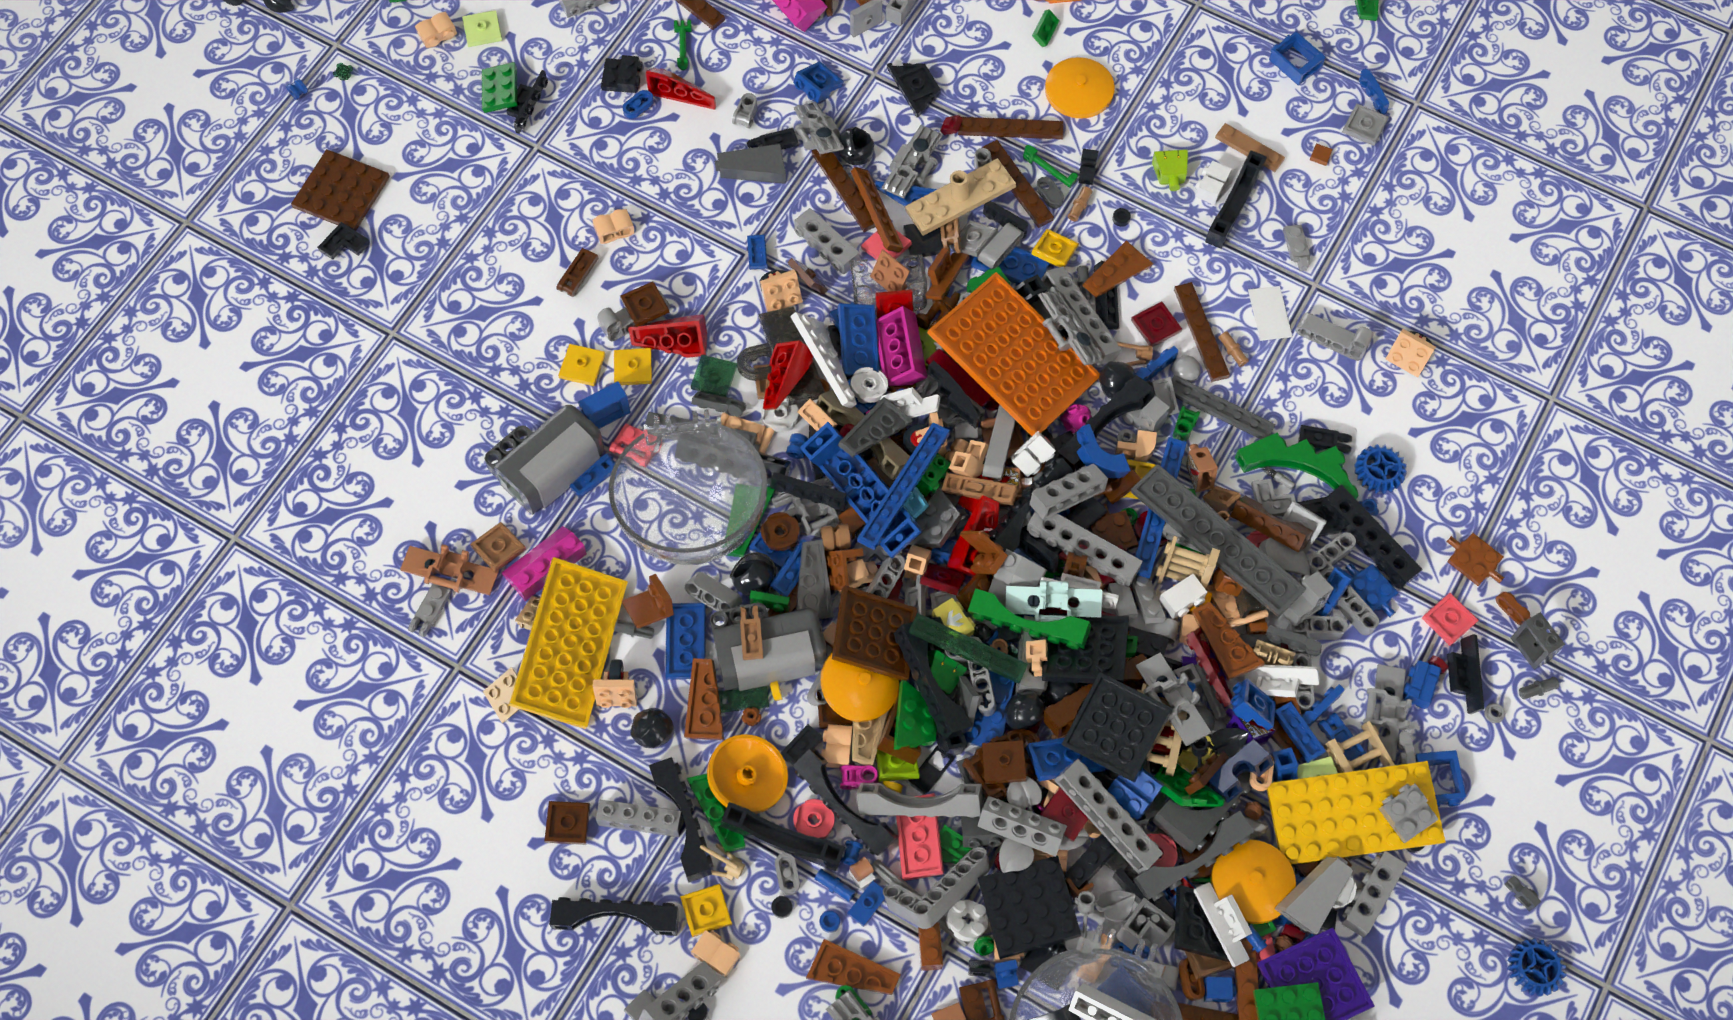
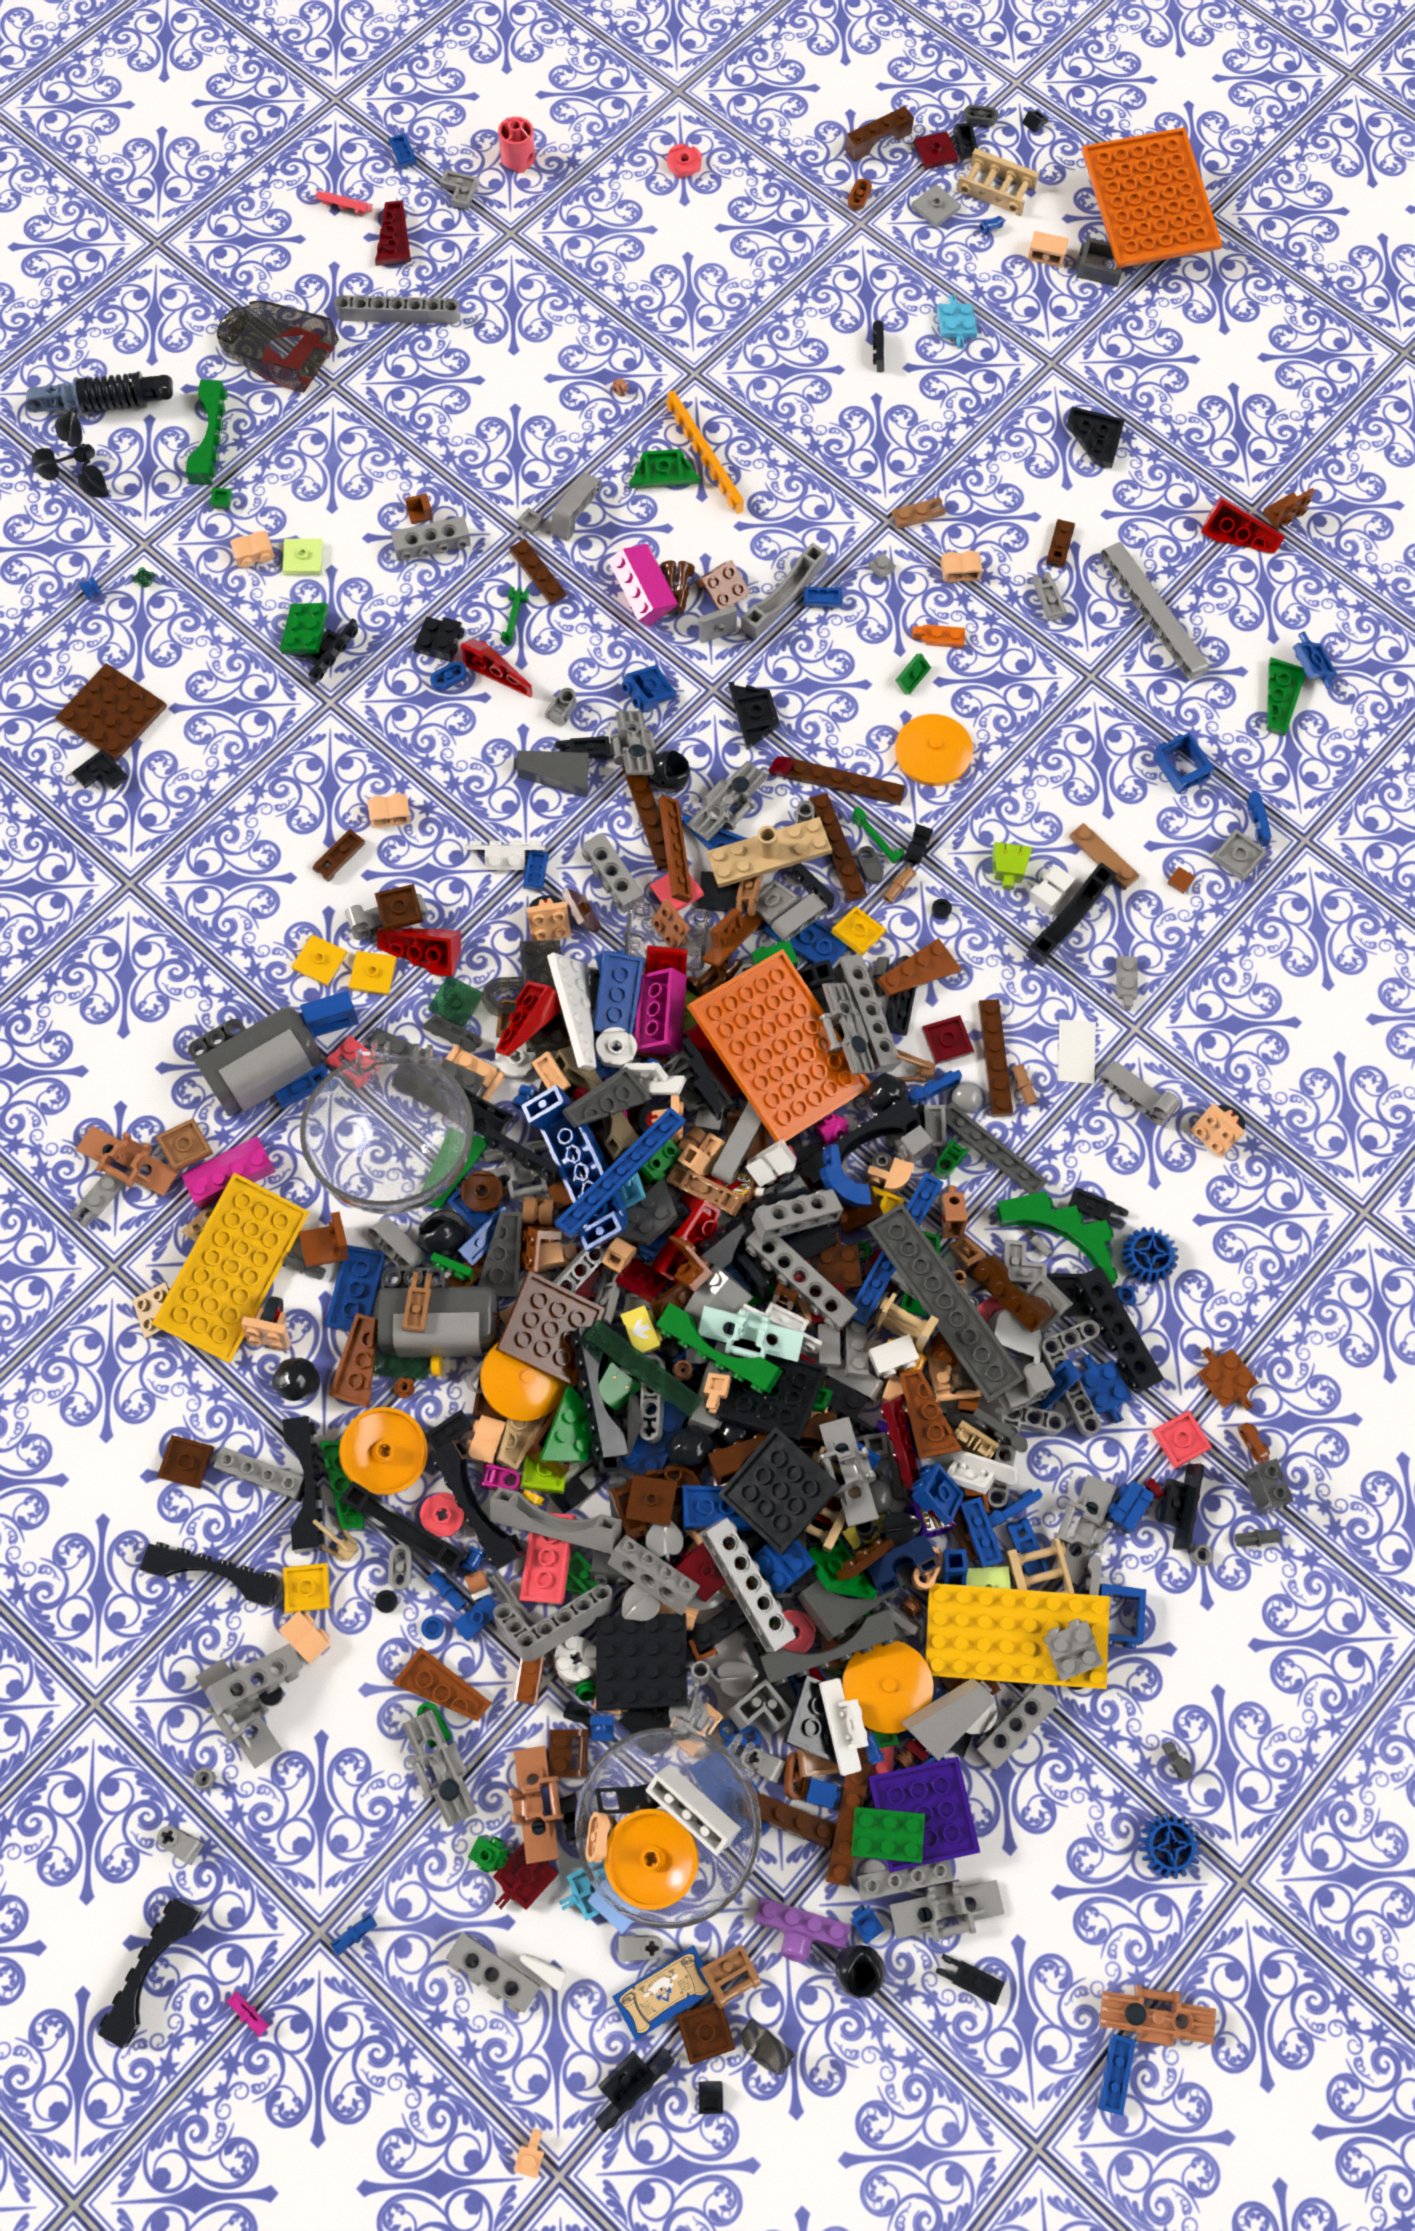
camera: 10 degrees right, 5 degrees up
(726, 245) = (505, 856): none -> white bracket

